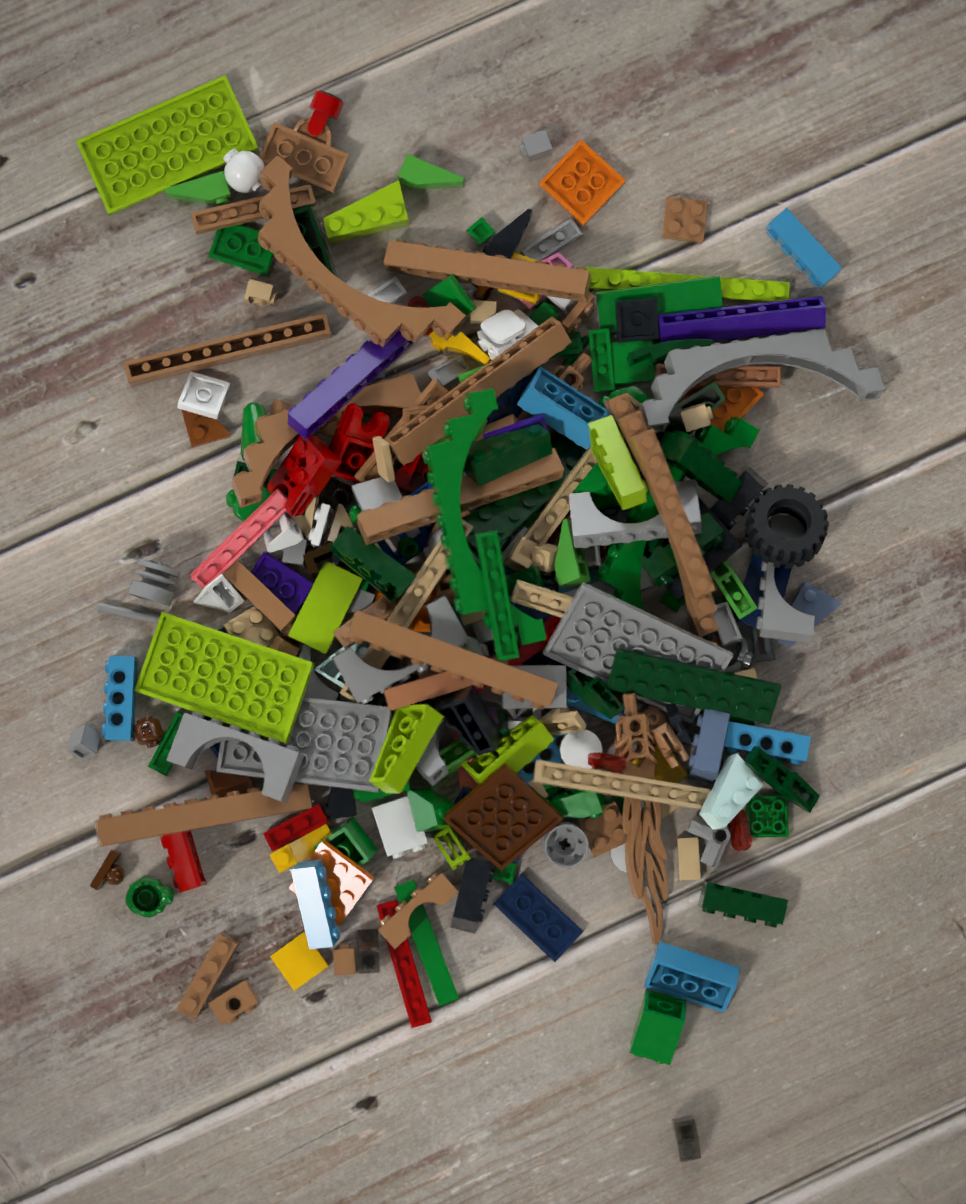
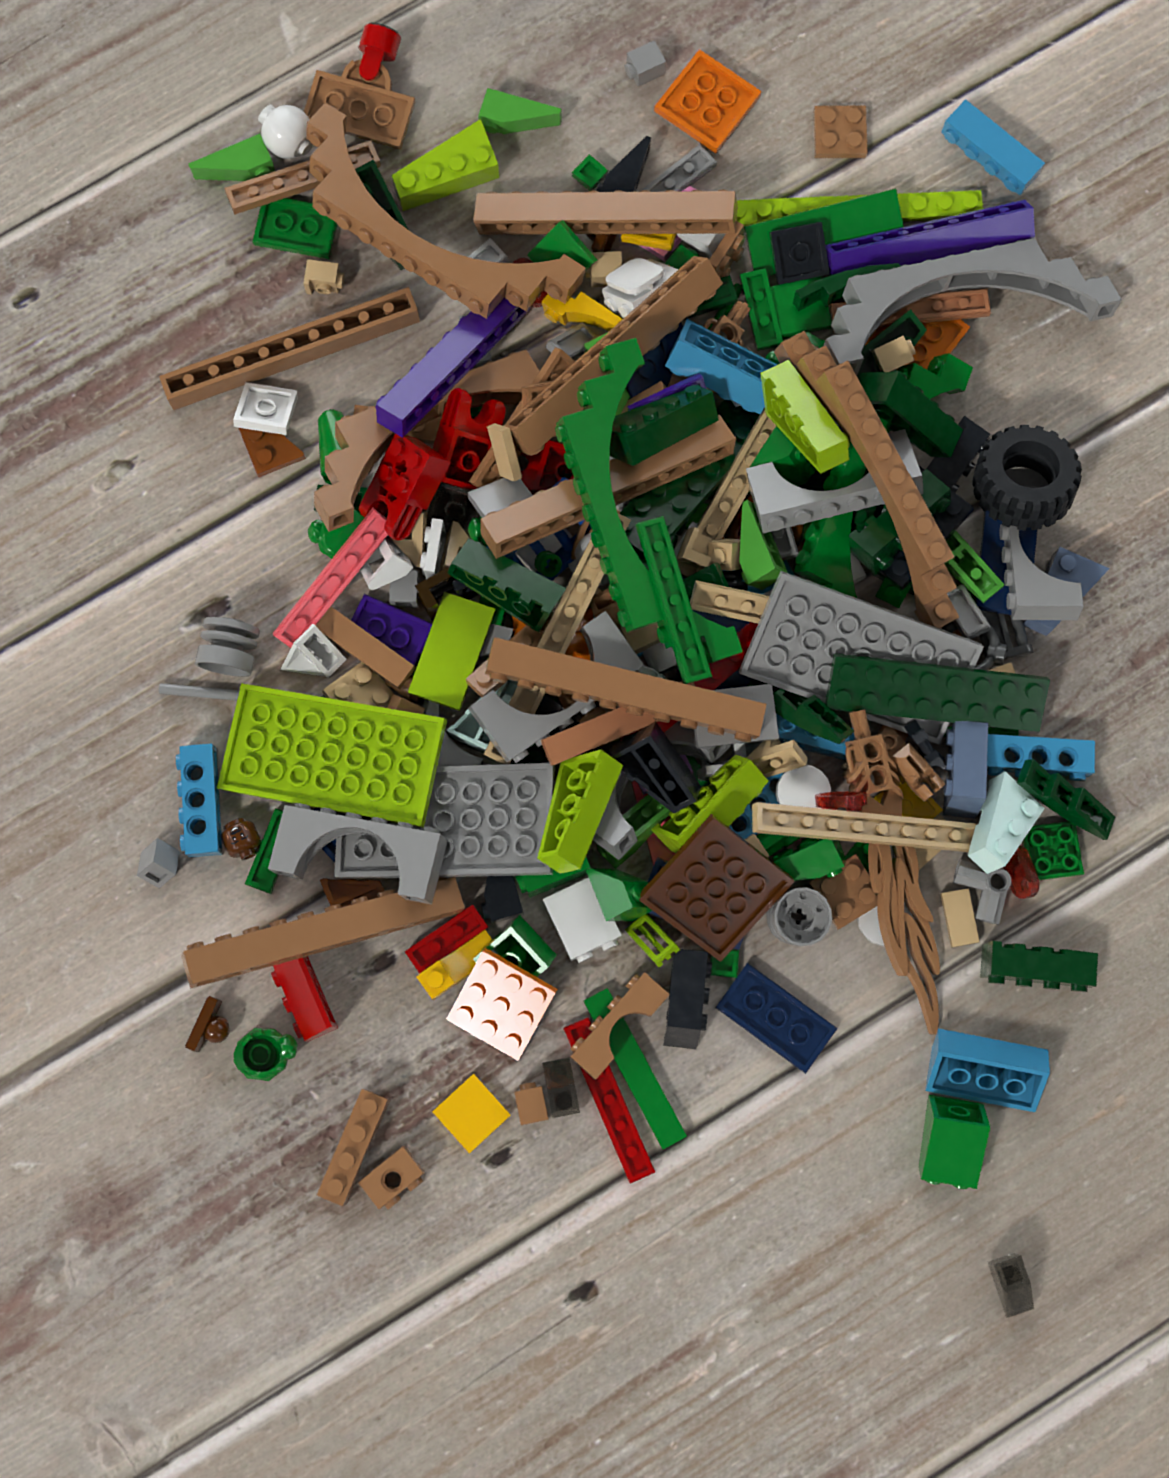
camera: 10 degrees left, 5 degrees down
(166, 145) = (184, 114): lime plate -> none
(315, 904) = (485, 1034): brick -> none

